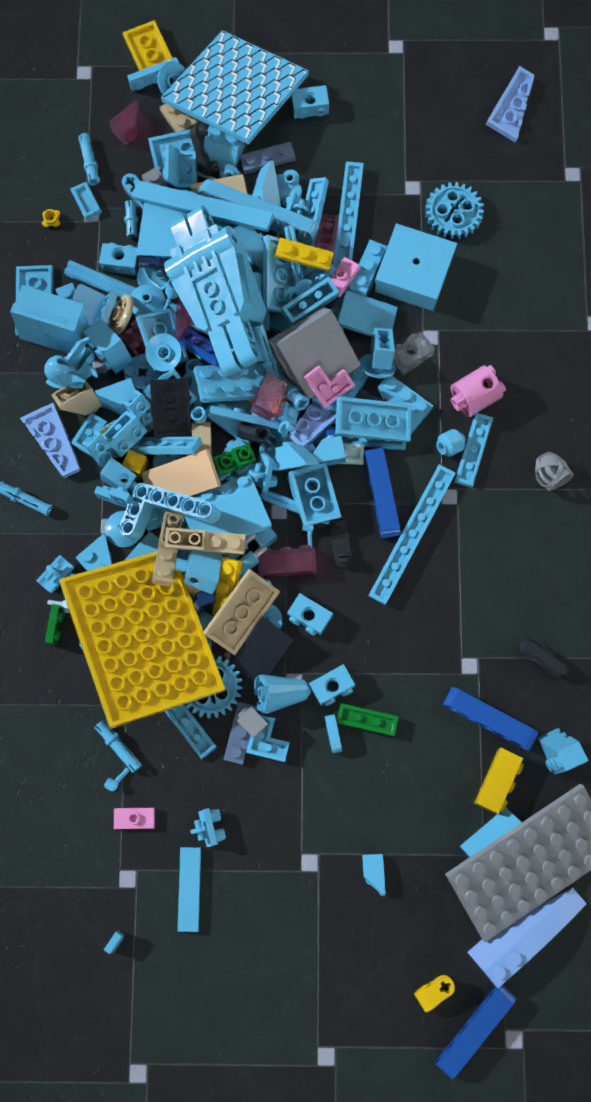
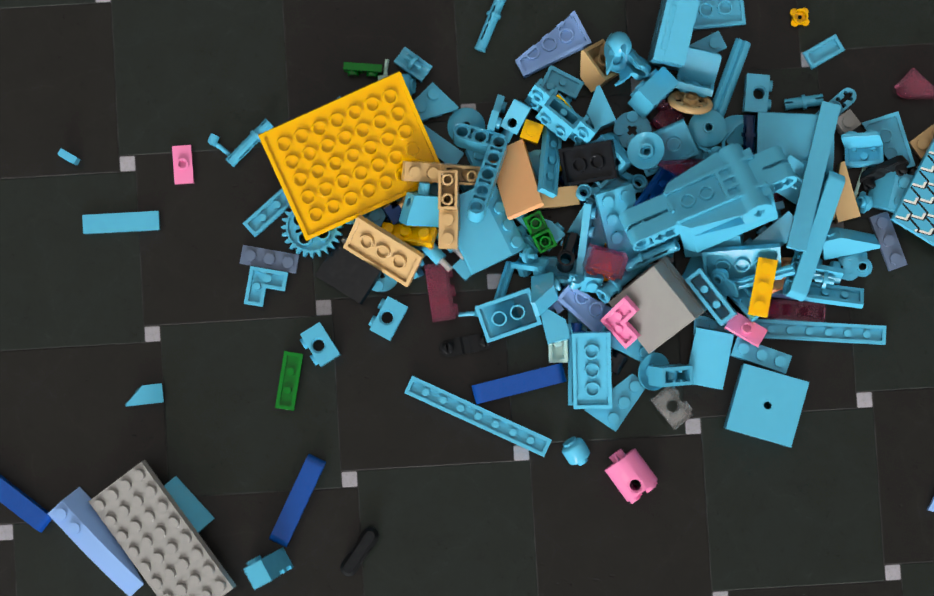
camera: 85 degrees right, 10 degrees up
(90, 165) = (863, 52): medium azure pin -> none
(206, 827) = (170, 239): medium azure hips -> none
(252, 722) = (277, 269): light grey brick -> none
(279, 692) = (308, 293): medium azure cone -> none
(333, 733) = (273, 348): medium azure beam -> none
(431, 995) = (39, 454): yellow piece -> none
(468, 218) = (828, 459): medium azure gear -> none
(473, 450) = (571, 475): medium azure tile -> none
(499, 781) = (237, 511): yellow brick -> none
(552, 471) = (552, 554): light grey helmet -> none

